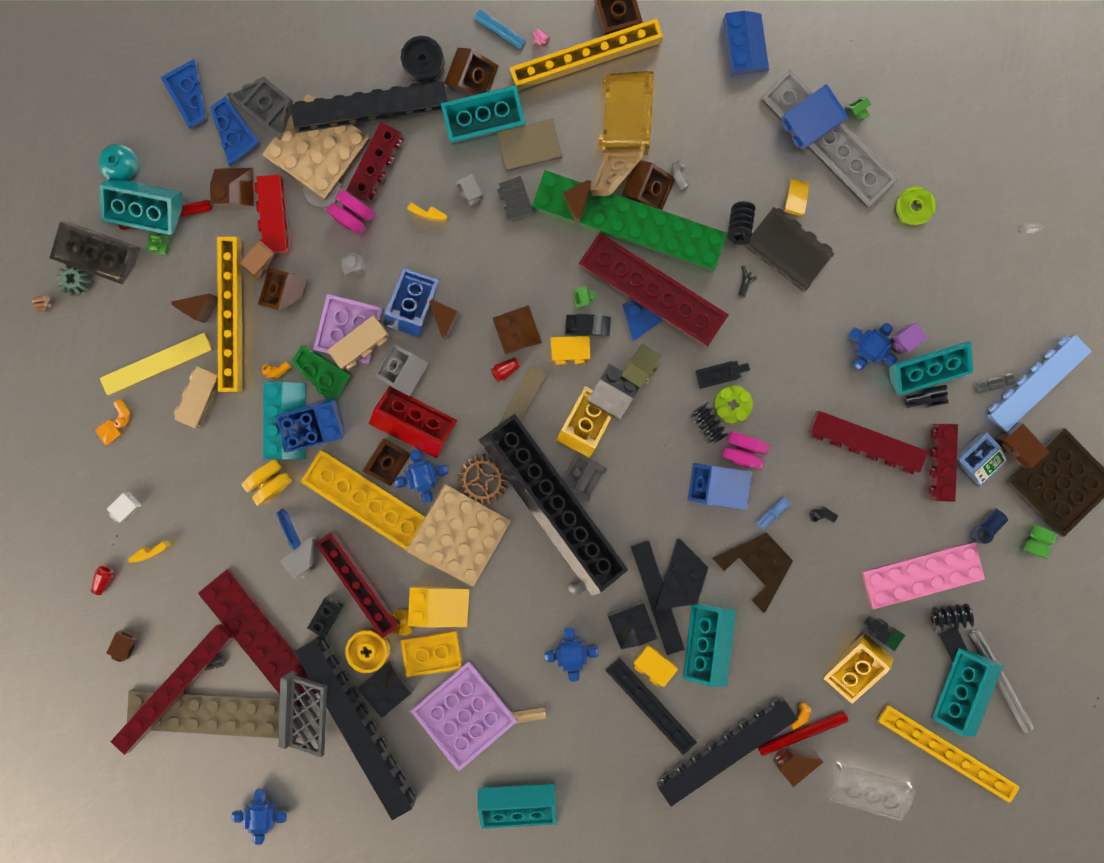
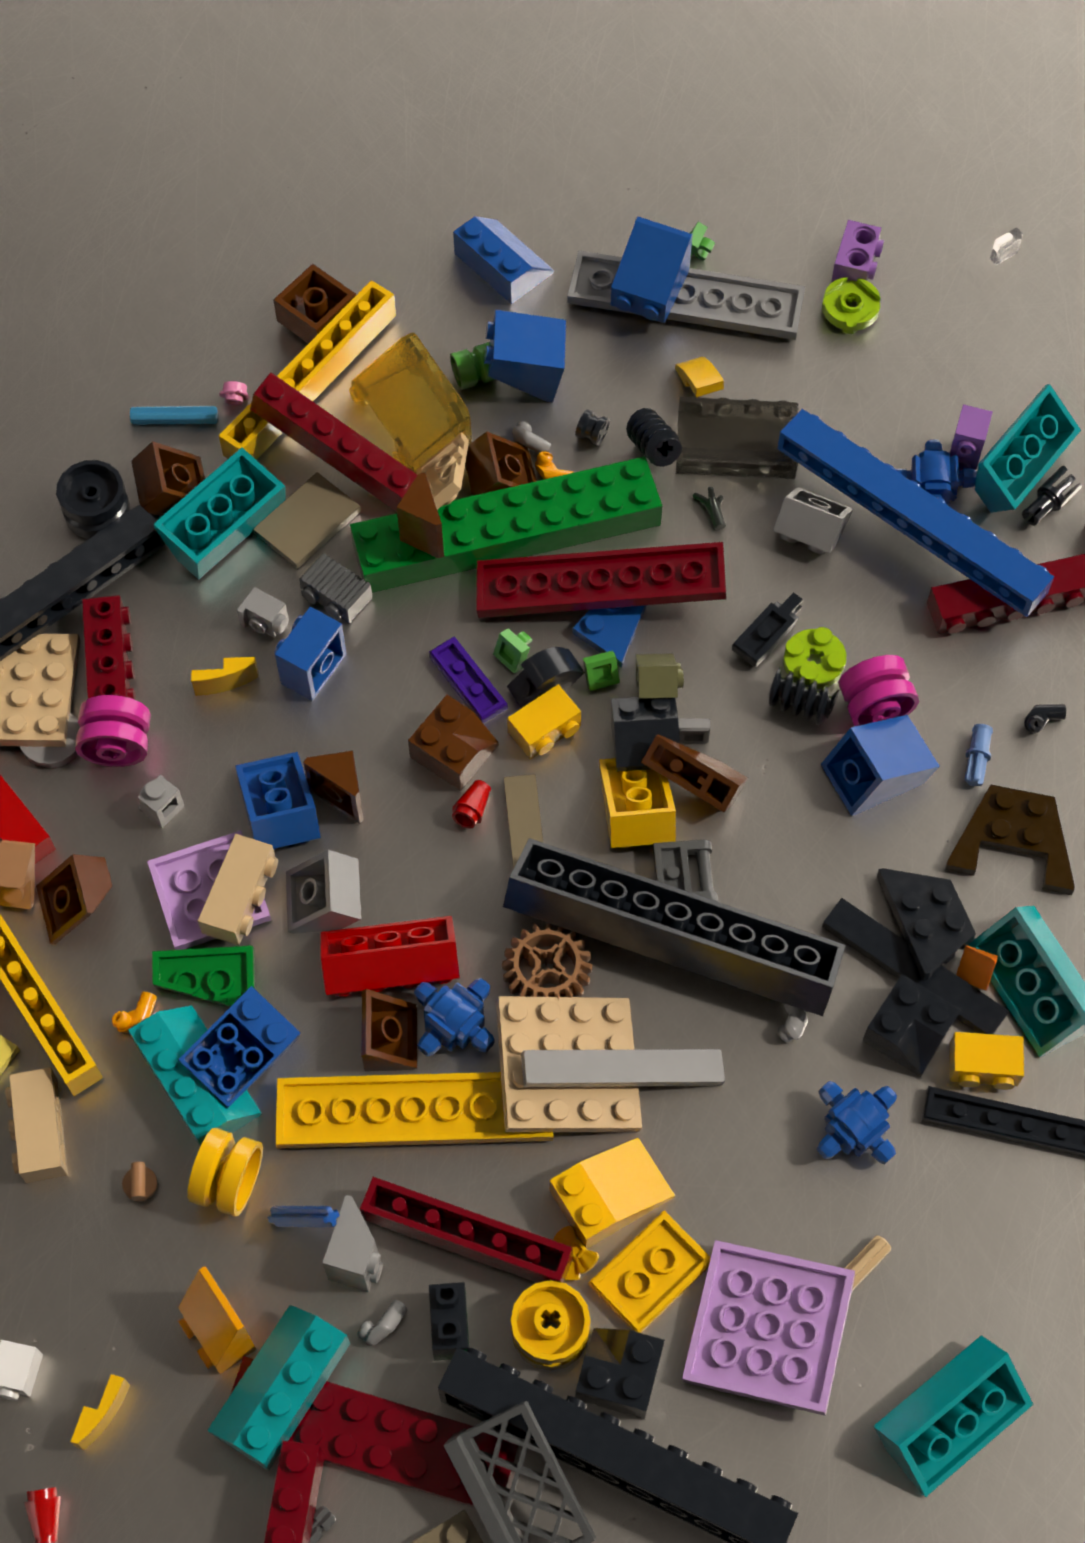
camera: 35 degrees left, 25 degrees down
(221, 550) = (214, 1324): none -> light orange slope
(228, 456) = (139, 1182): none -> medium nougat plate
(230, 596) = (279, 1386): none -> teal slope
(297, 598) = (387, 1324): none -> light grey arm
(476, 232) = (310, 653): none -> blue brick
(481, 556) = (622, 1068): none -> light grey tile
(550, 296) = (468, 680): none -> dark purple tile
(568, 114) = (332, 441): none -> dark red brick
(619, 339) = (601, 670): none -> bright green tile
(625, 434) = (695, 772): none -> reddish brown slope
(641, 404) = (694, 730): none -> light grey tile
(675, 202) = (547, 468): none -> light orange arm
(680, 109) = (470, 367): none -> bright green wheel
(685, 619) = (977, 967): none -> orange slope
(708, 124) = (526, 352): none -> blue slope
(716, 190) = (592, 427): none -> black wheel
(791, 326) = (812, 520): none -> light grey slope
(841, 363) = (915, 512): none -> blue brick
(941, 174) = (857, 252): none -> medium lavender brick

